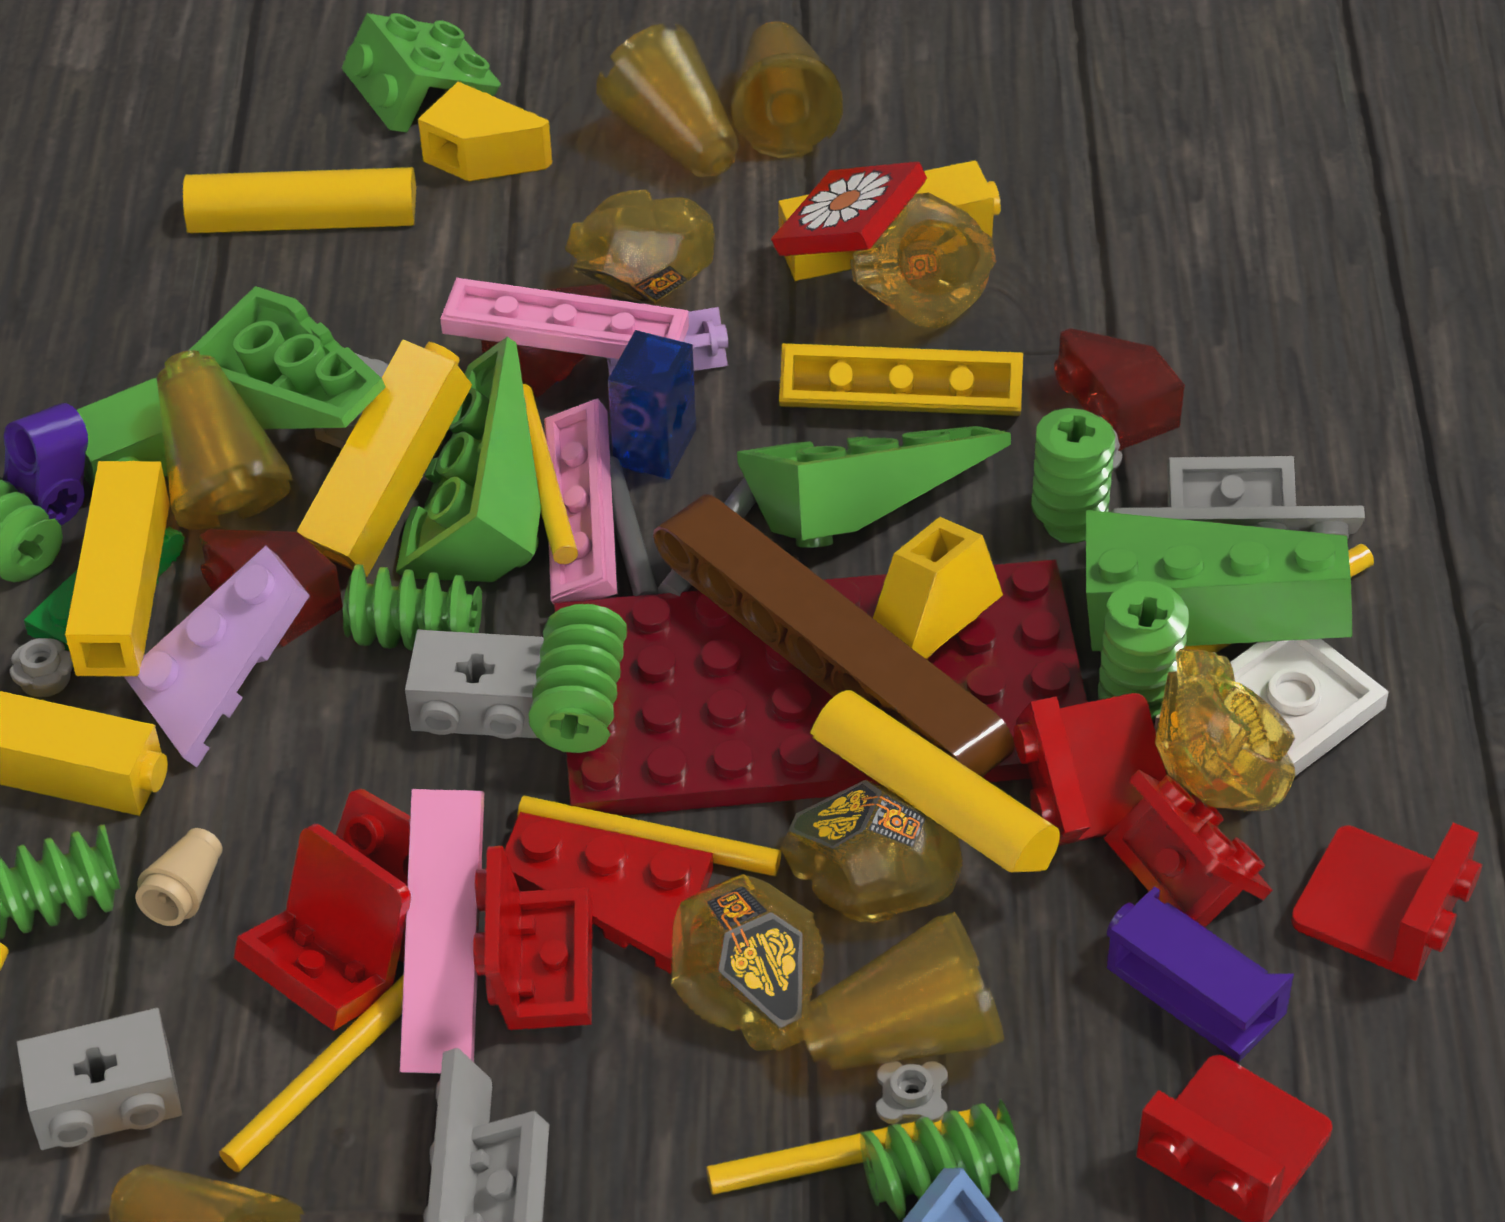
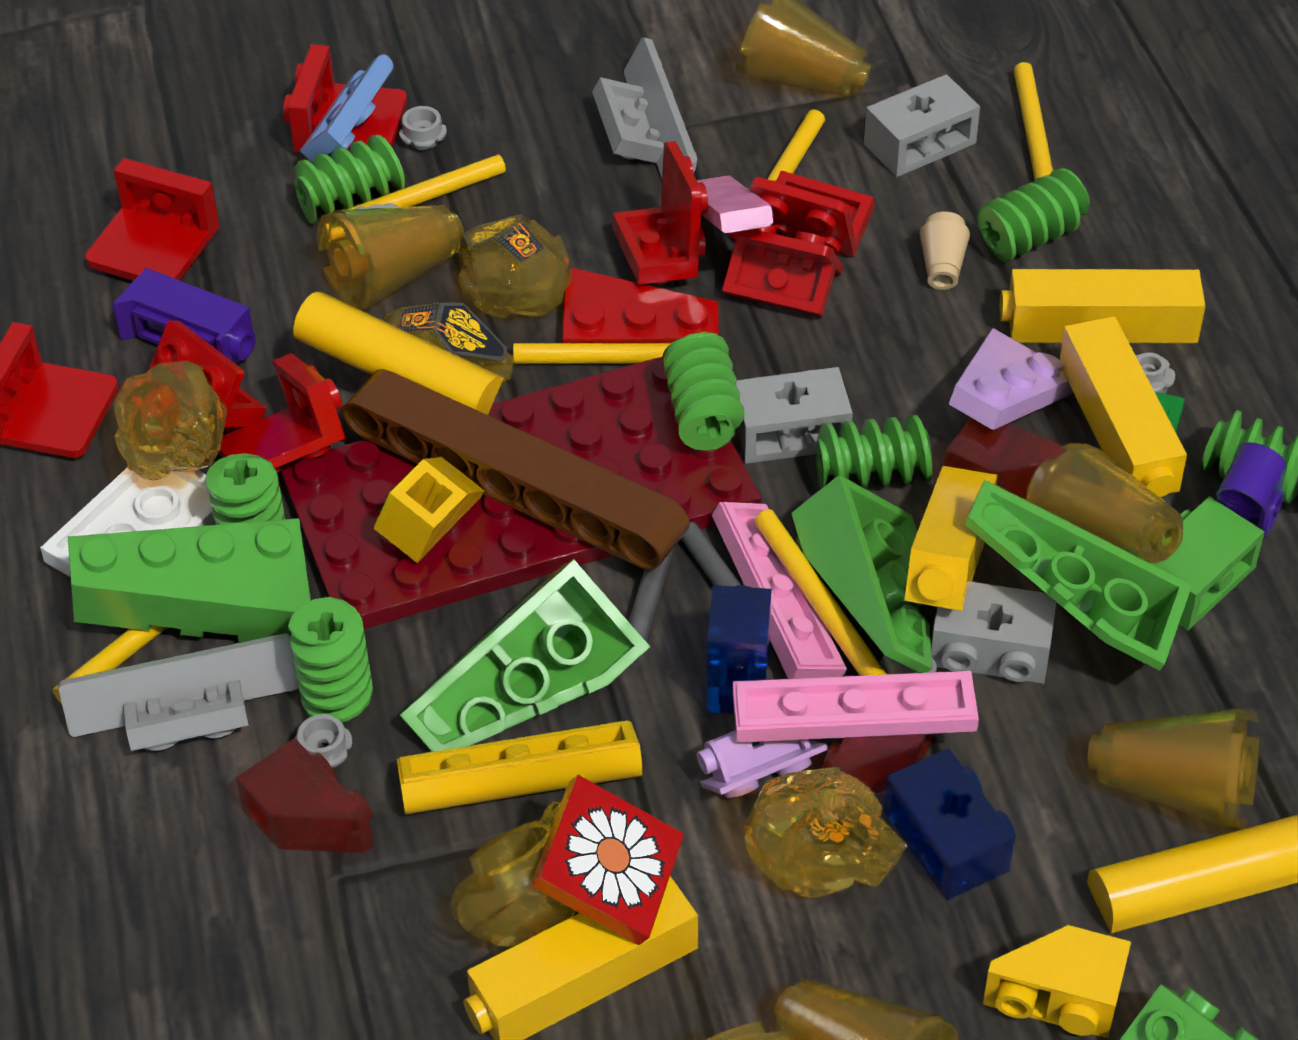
camera: 165 degrees right, 0 degrees up
(277, 245) = (1183, 762): none -> clear yellow cone
(513, 245) = (949, 823): none -> clear blue brick

